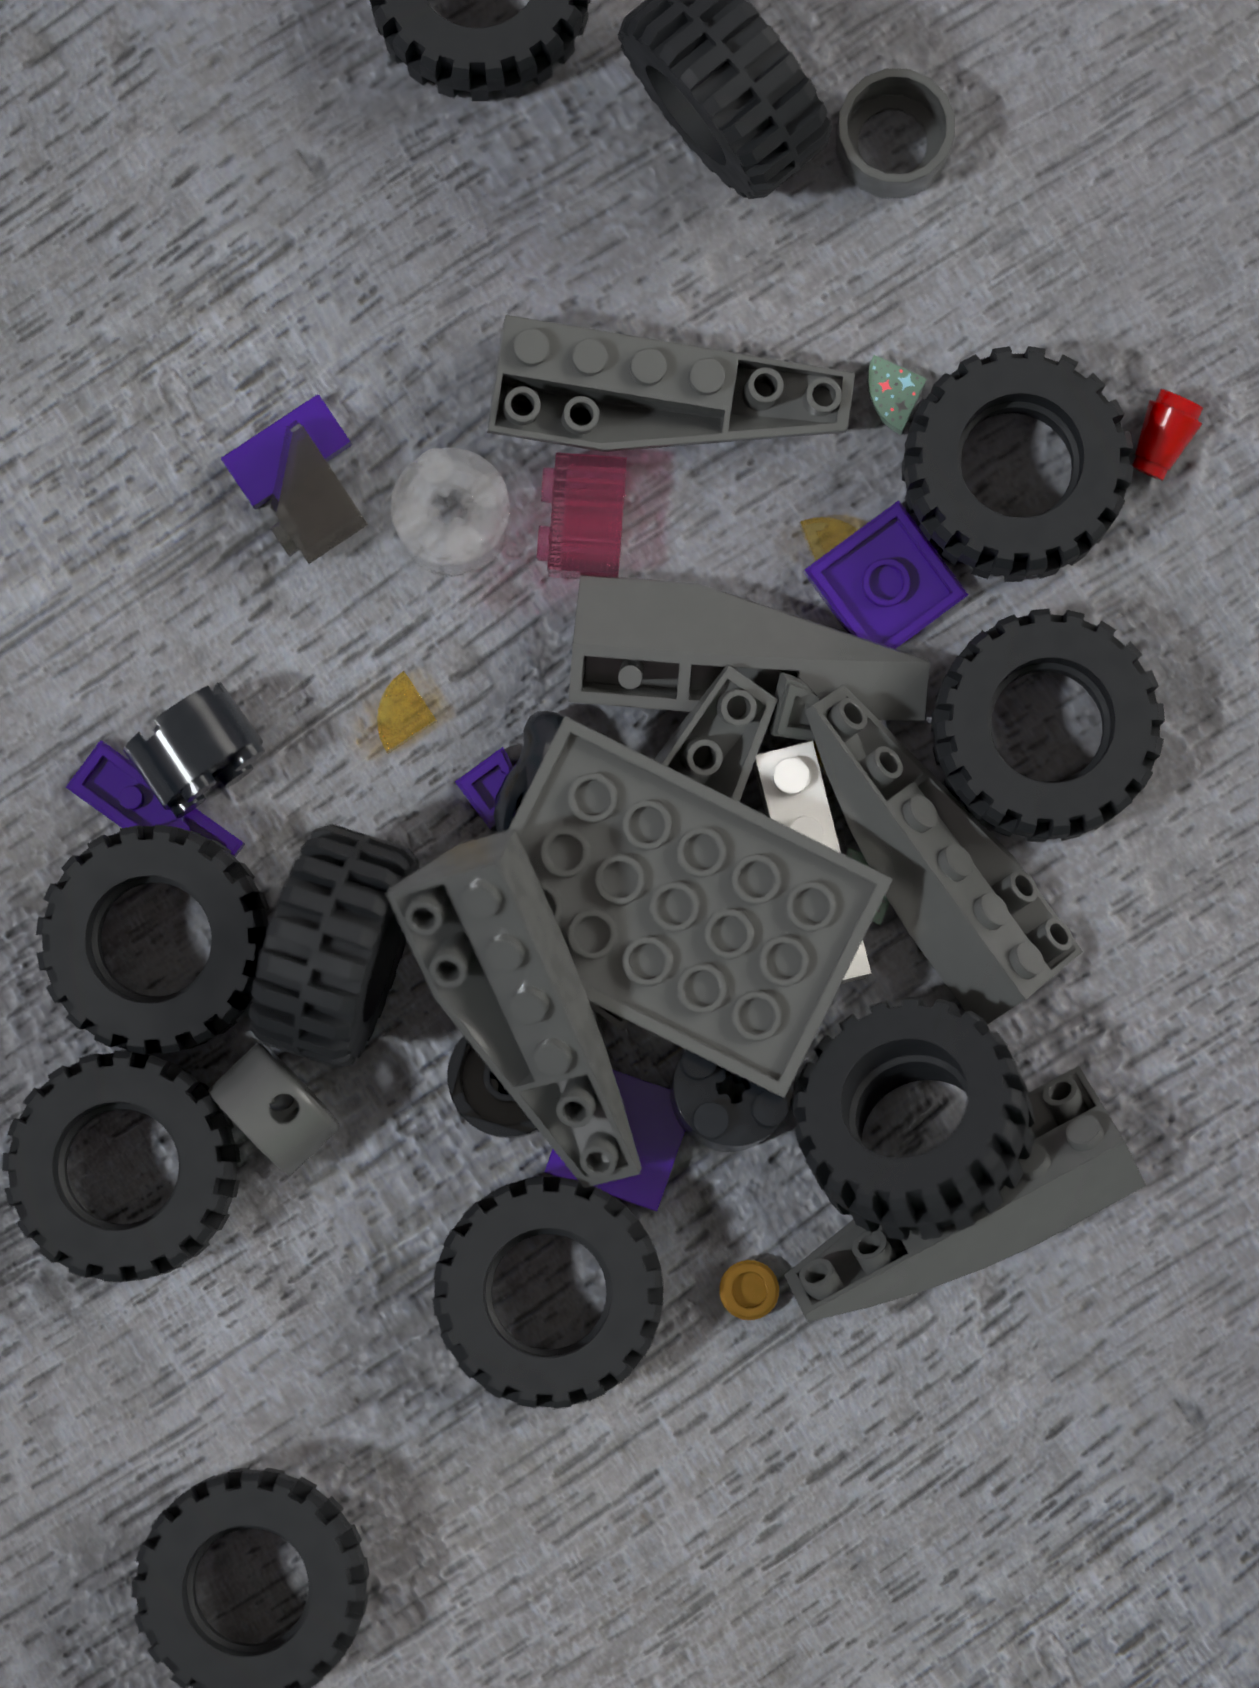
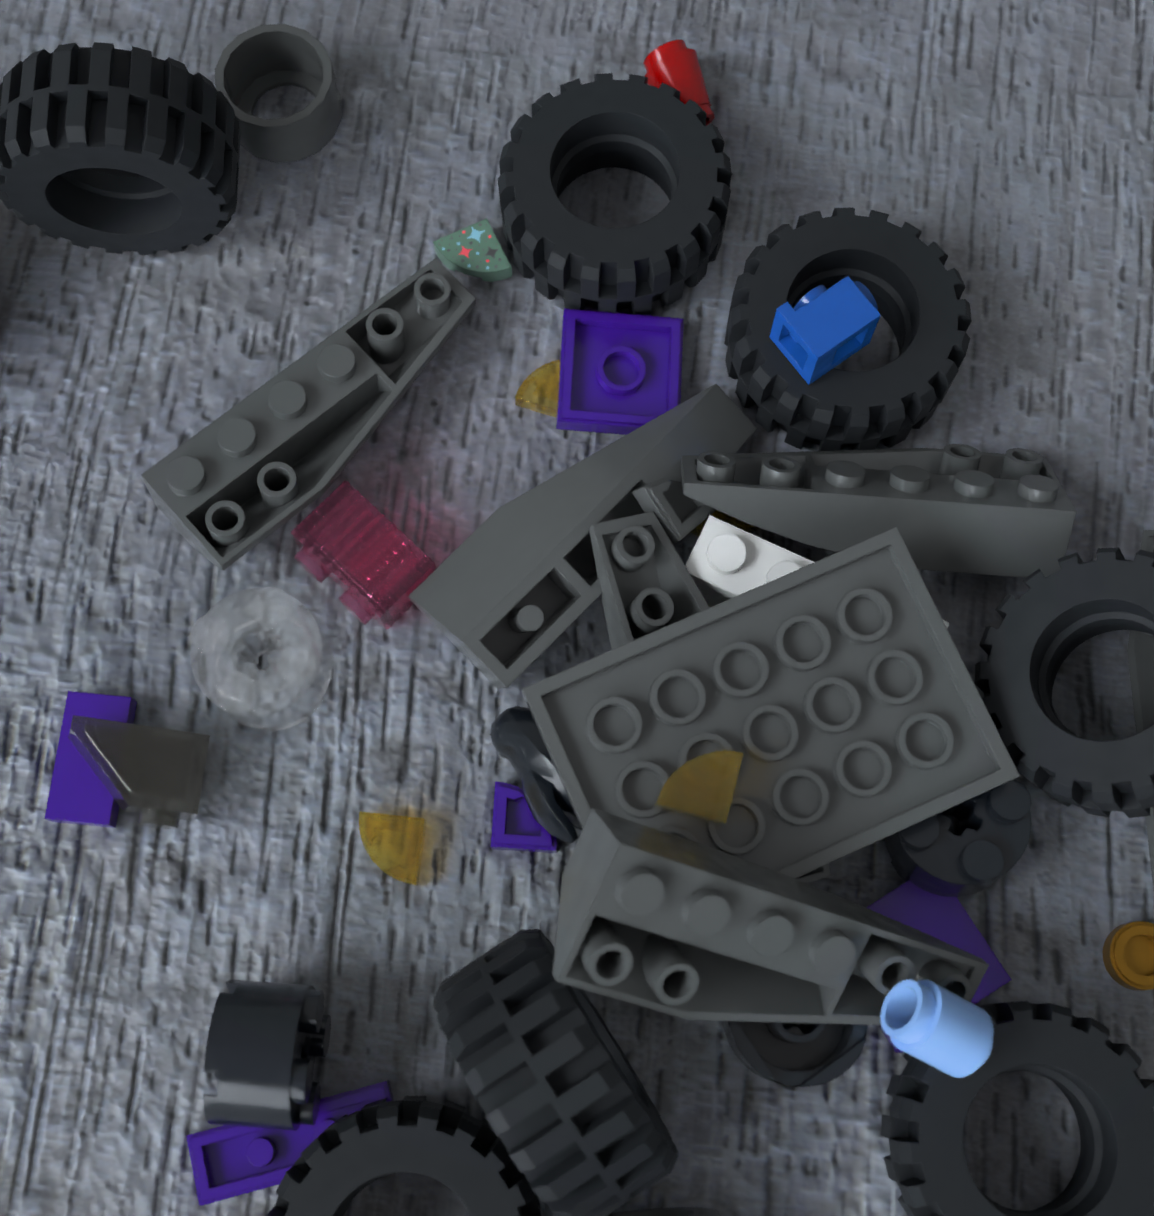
camera: 50 degrees left, 10 degrees down
(564, 1164) = (937, 1027): none -> light blue brick
(598, 889) = (703, 786): none -> clear yellow tile
(1010, 713) = (825, 327): none -> blue brick

